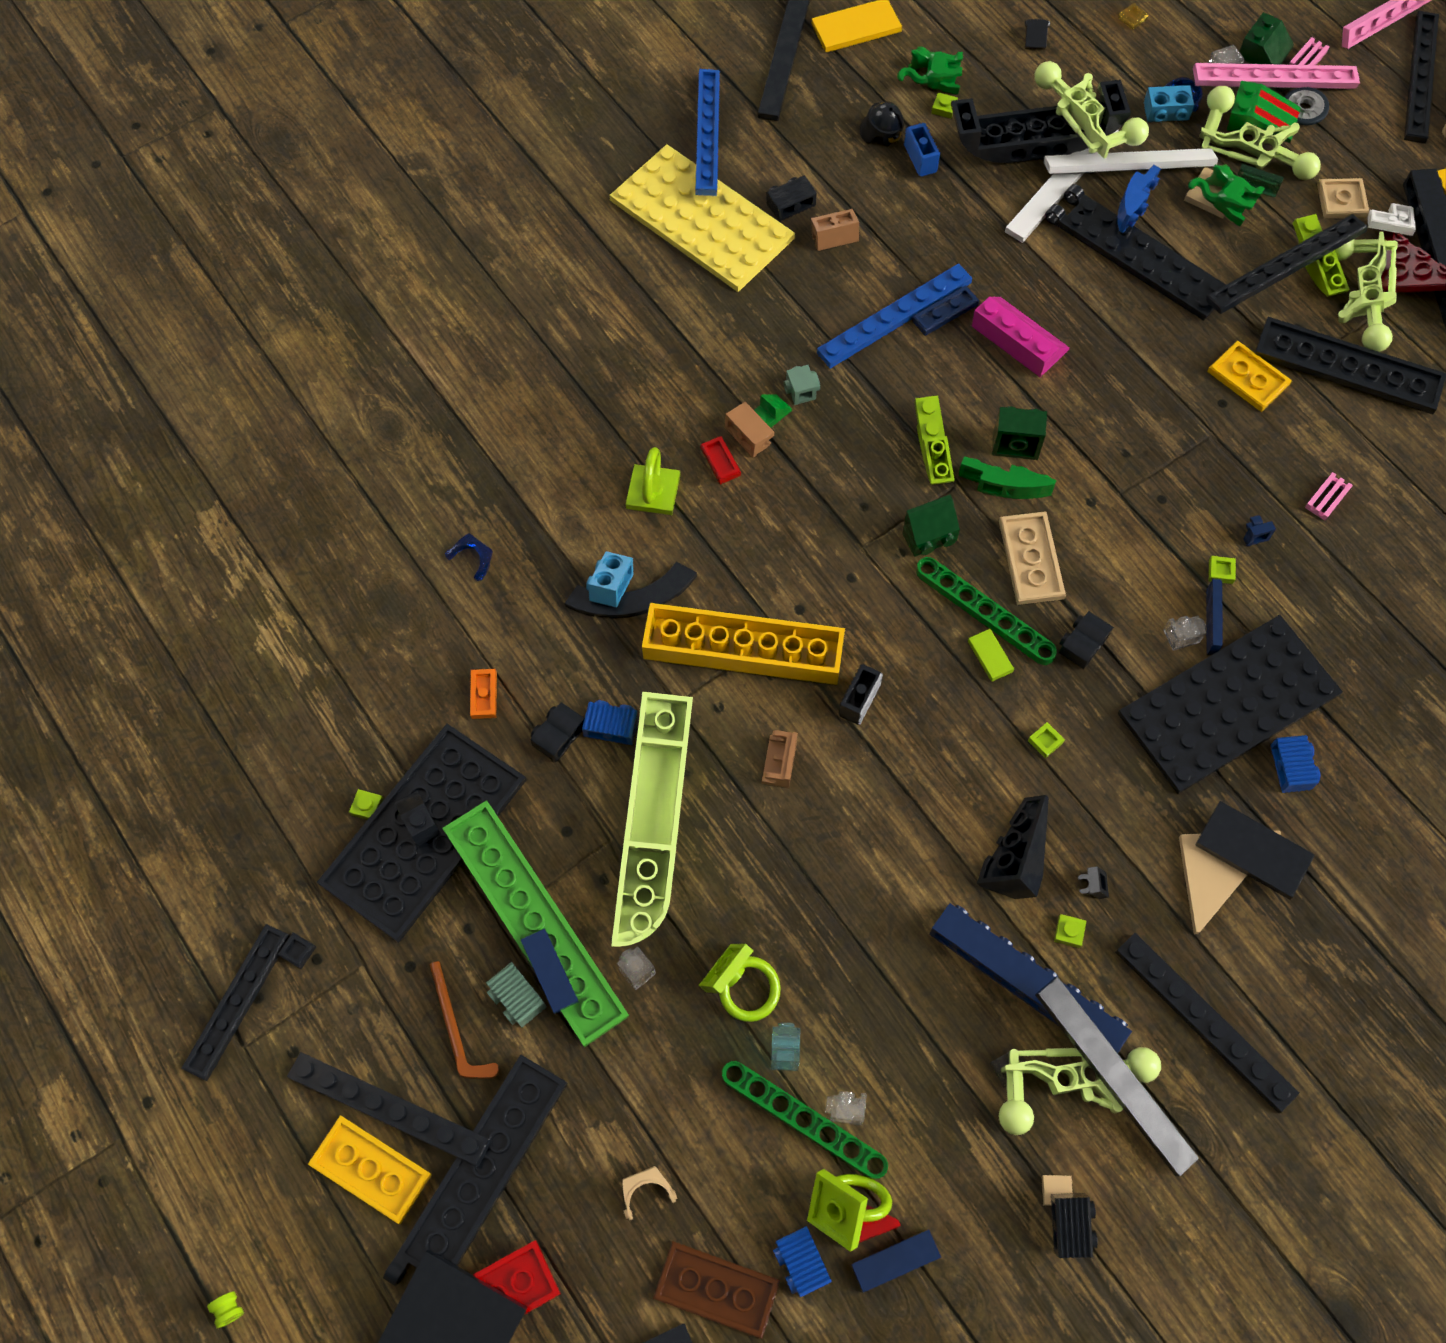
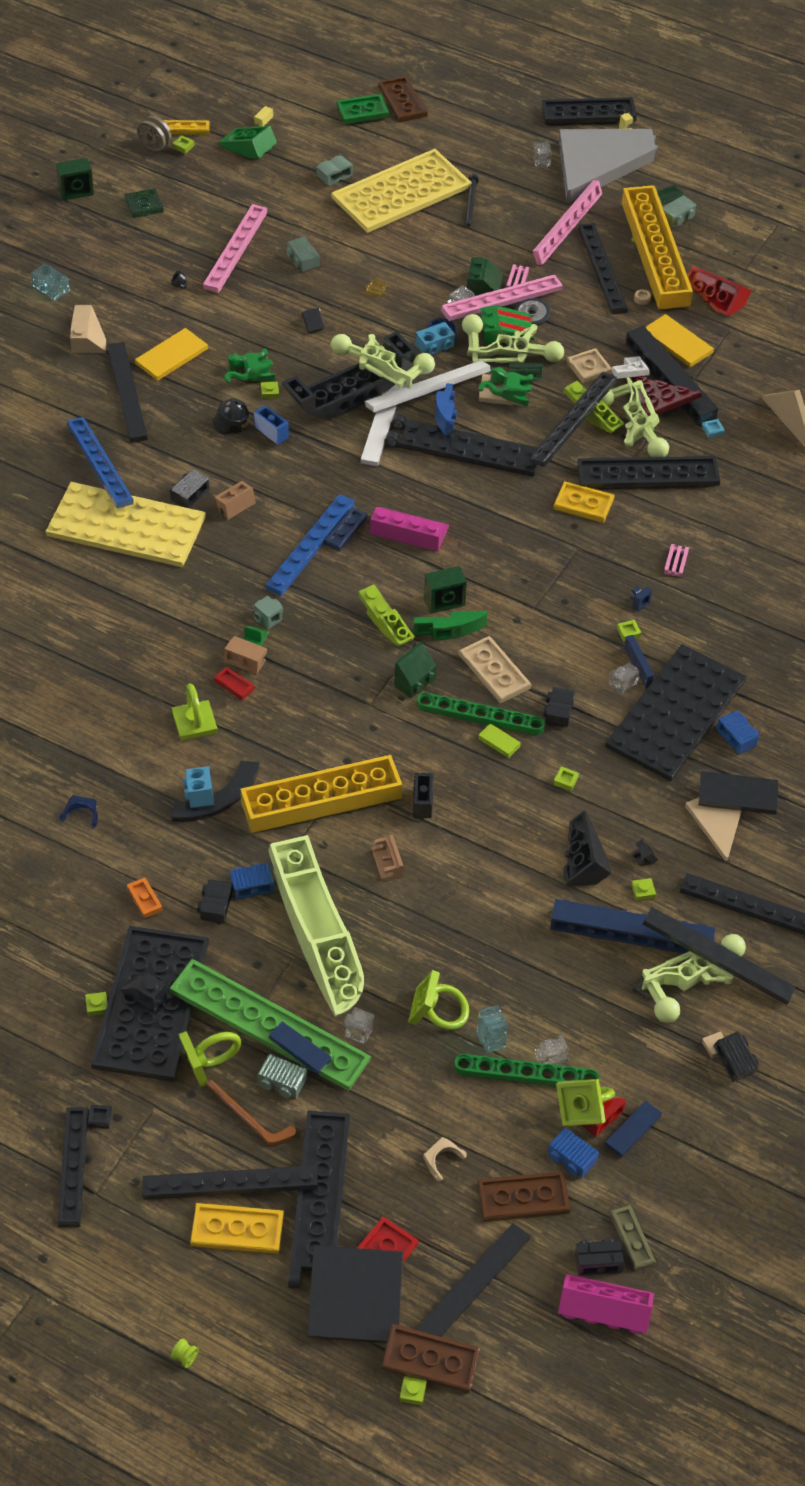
camera: 30 degrees left, 15 degrees down
(428, 928) = (197, 1057): none -> lime tile

